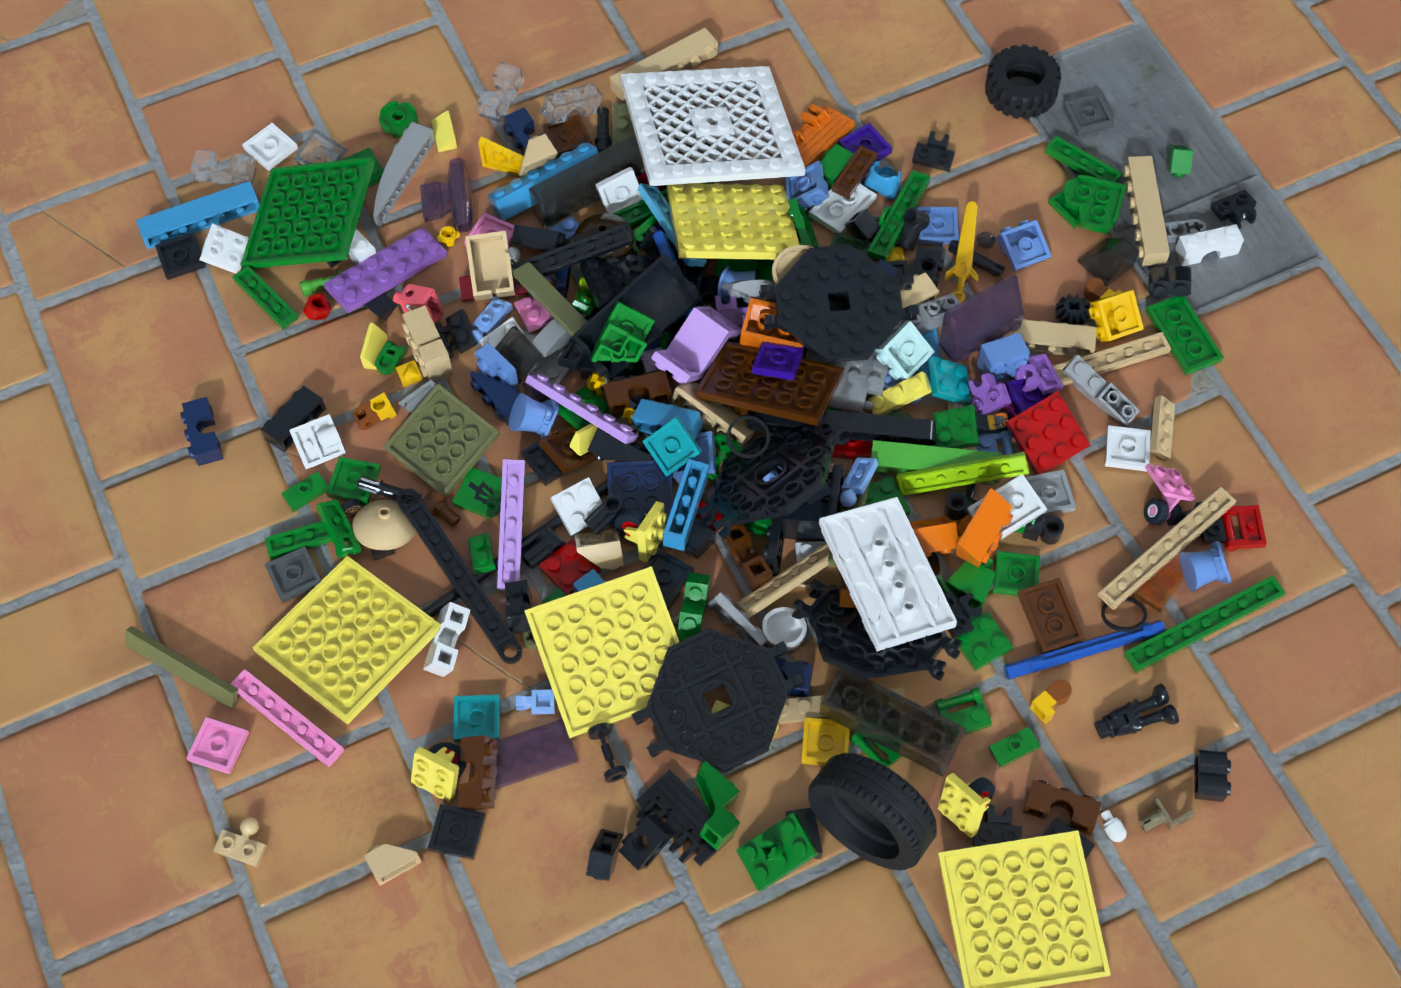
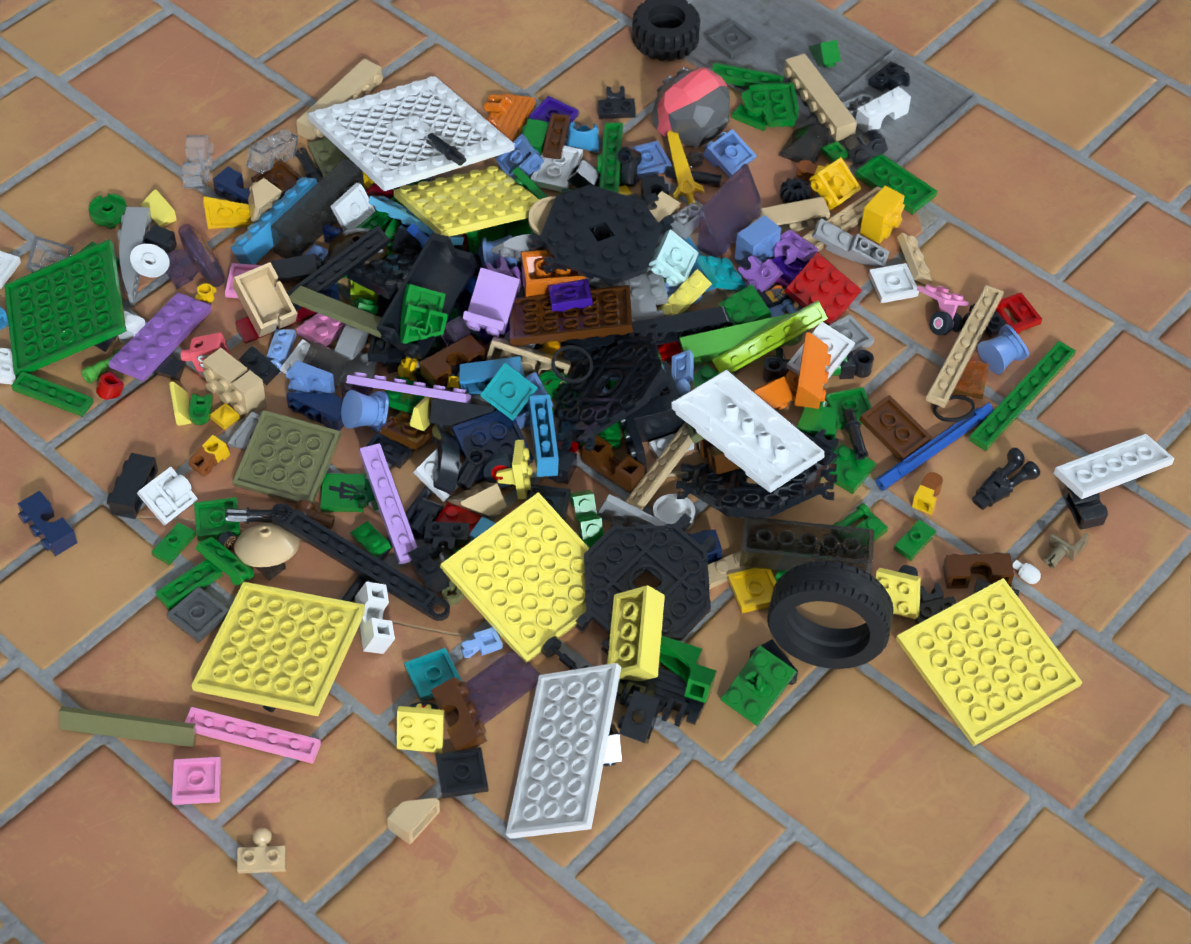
camera: 25 degrees left, 10 degrees down
(411, 179) = (152, 255): none -> white dish
(430, 166) = (162, 238): none -> black brick
(549, 577) = (445, 536): none -> black plate
(555, 851) = (564, 752): none -> white plate
(586, 496) = (448, 460): none -> black slope
(590, 209) = (330, 232): none -> clear blue tile
(680, 753) = (636, 633): none -> light yellow slope
(731, 163) = (451, 152): none -> black axle
(1004, 182) = (692, 105): none -> dark grey rock
(1004, 608) = (853, 426): none -> black axle
(1135, 277) = (834, 151): none -> green plate
(1149, 368) = (882, 215): none -> yellow brick
(1260, 743) = (1113, 466): none -> white plate

